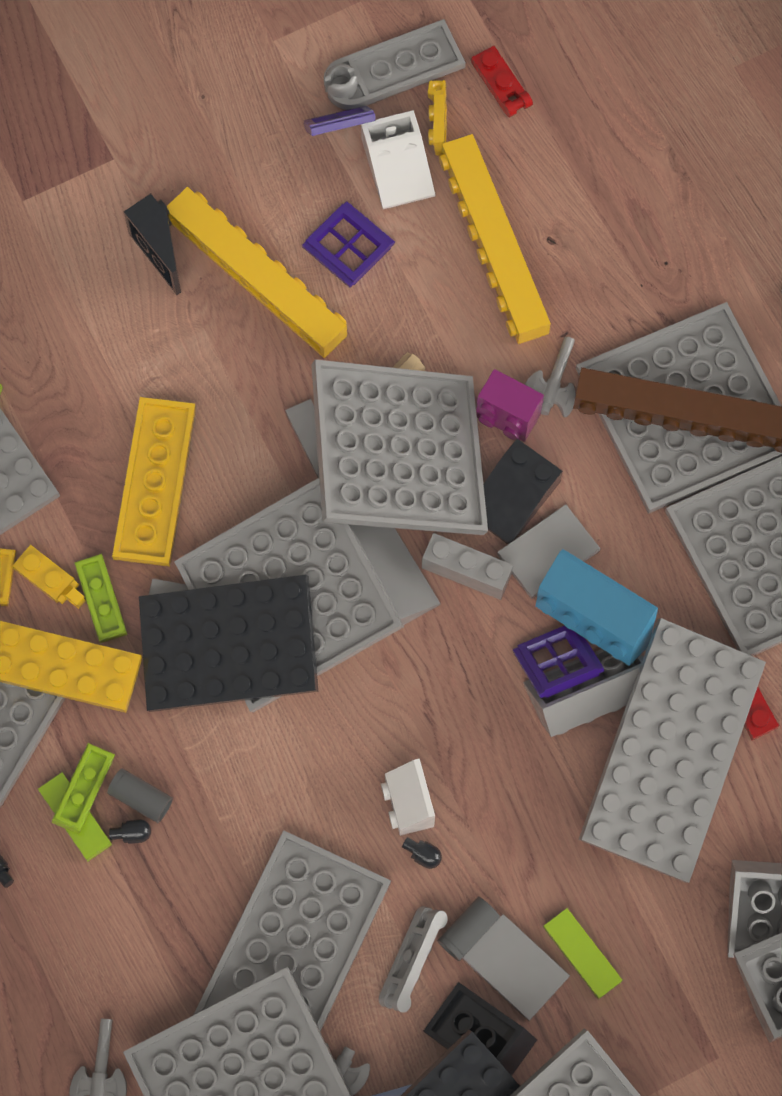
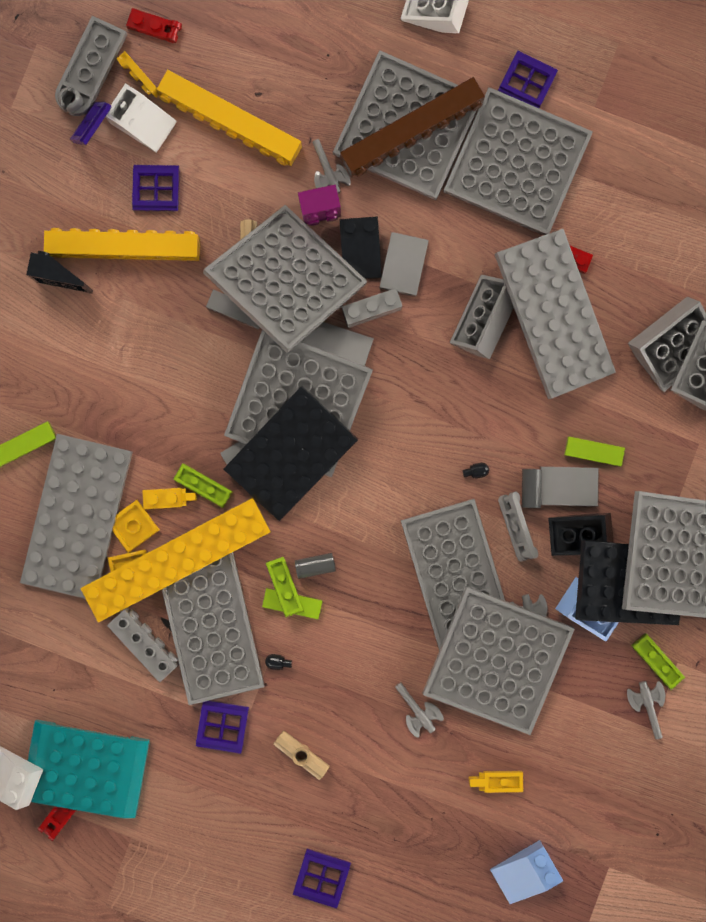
camera: 45 degrees left, 15 degrees up
(131, 831) = (327, 586): black cylinder -> none
(154, 482) = (174, 402): yellow plate -> none
(409, 798) = (448, 451): white slope -> none
(535, 672) = (453, 333): dark purple piece -> none
(597, 607) = (458, 274): dark azure slope -> none

